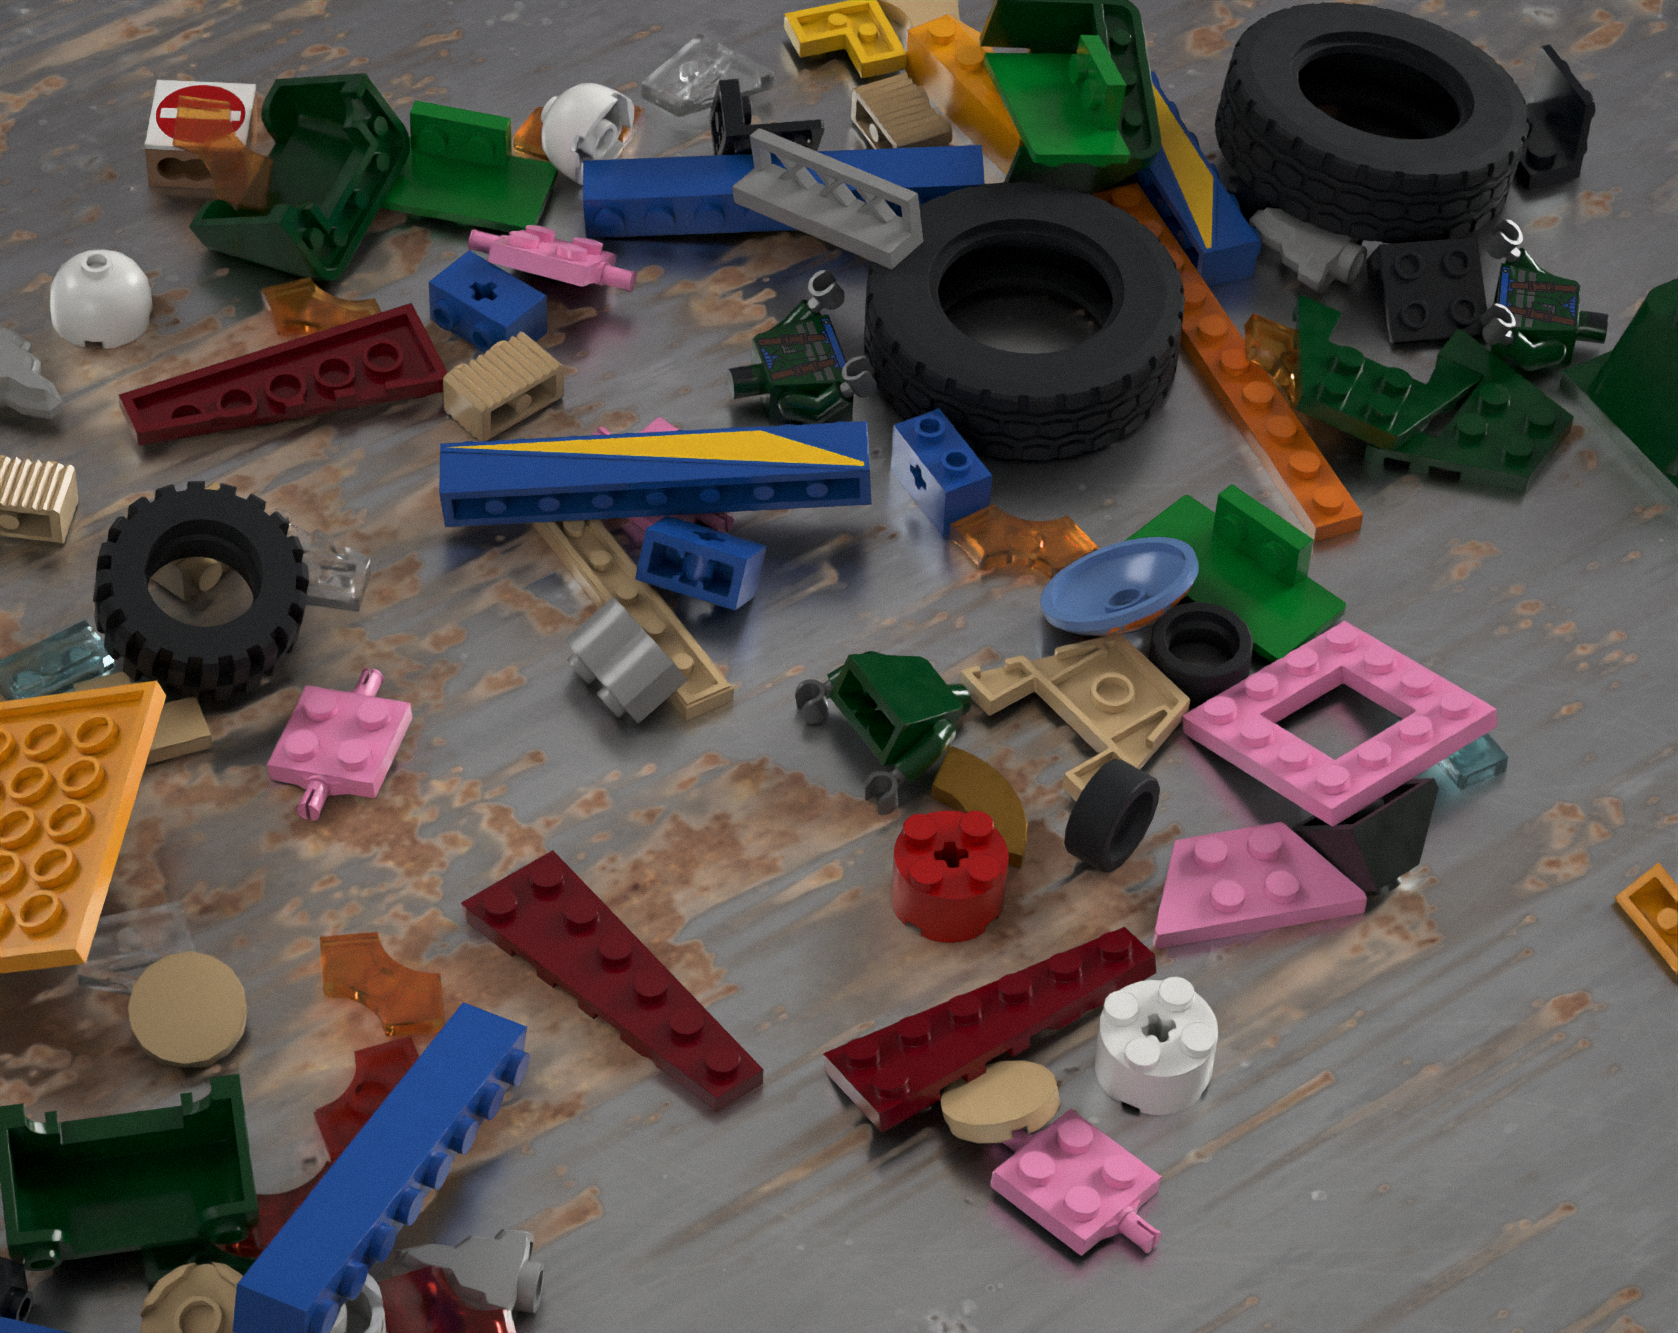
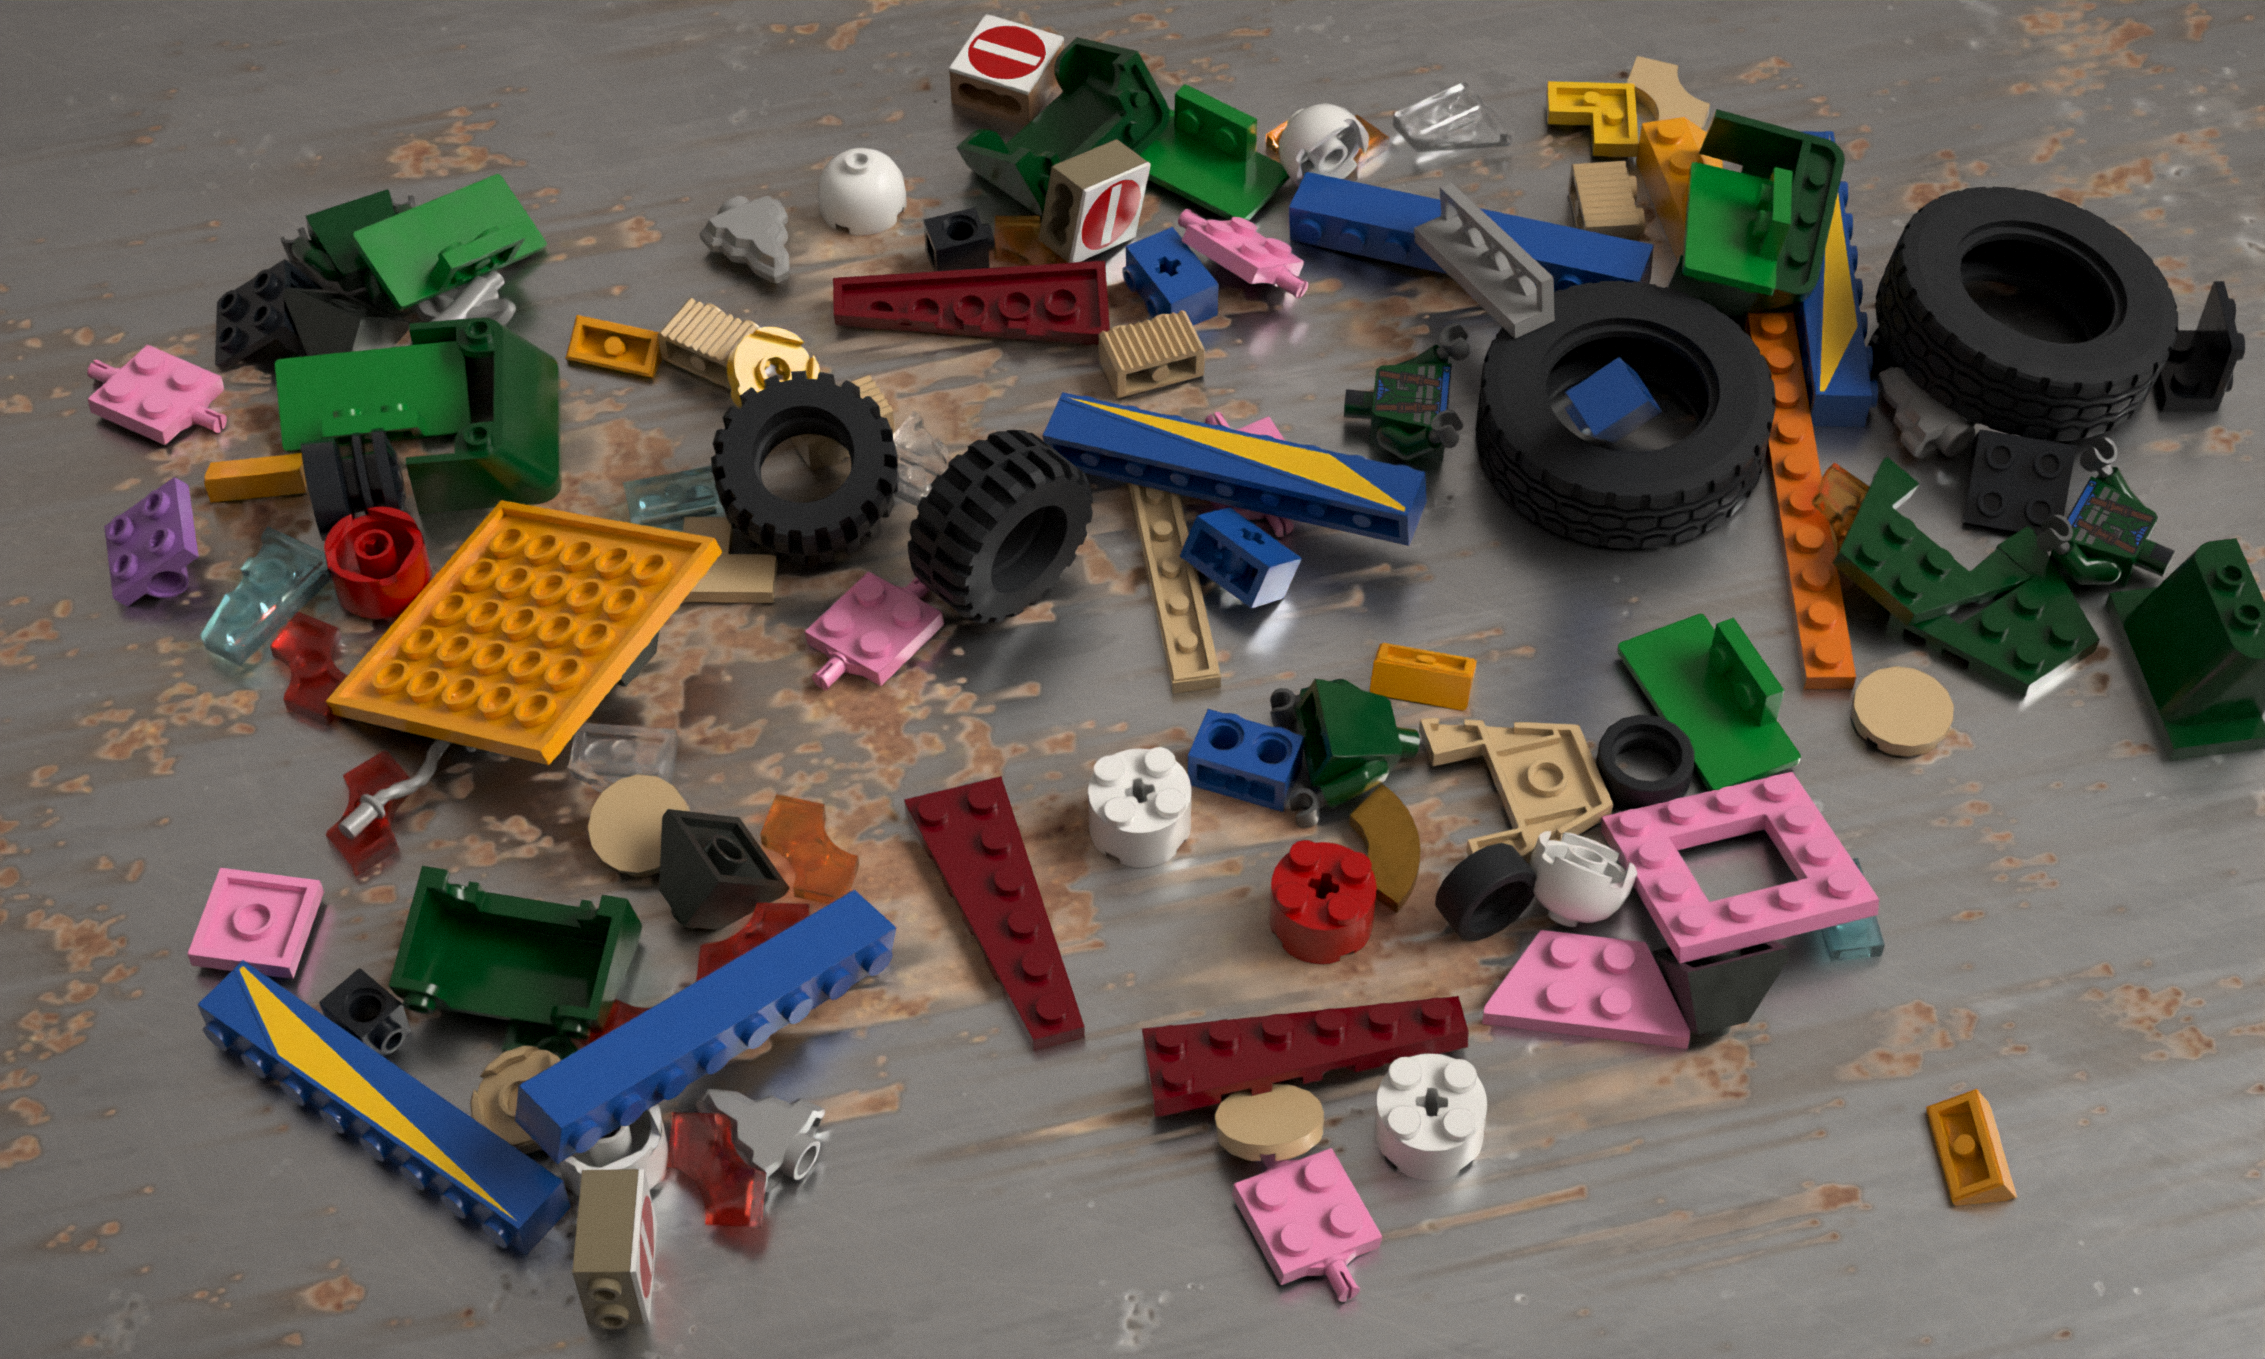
camera: 25 degrees right, 5 degrees up
(77, 497) = (760, 349): none -> yellow plate
(235, 324) = (958, 241): none -> black brick
(237, 172) = (1014, 108): clear orange tile -> none
(293, 1033) = (713, 869): none -> pearl dark grey slope
(375, 244) = (1094, 201): none -> piece
(450, 591) = (1000, 526): none -> black tyre
(624, 660) = (1134, 627): light grey brick -> none
(717, 836) = (1139, 806): none -> white brick
(732, 127) = (1448, 168): black bracket -> none
(801, 761) = (1243, 767): none -> blue brick
(938, 631) = (1422, 676): none -> light orange slope
(939, 469) = (1488, 533): blue brick -> none
(1000, 539) = (1555, 625): clear orange tile -> none
(1050, 294) = (1611, 403): none -> blue brick
(1120, 586) = (1594, 683): medium blue dish -> none
(1196, 779) = (1579, 879): none -> white cylinder
(1419, 535) = (1902, 710): none -> tan tile

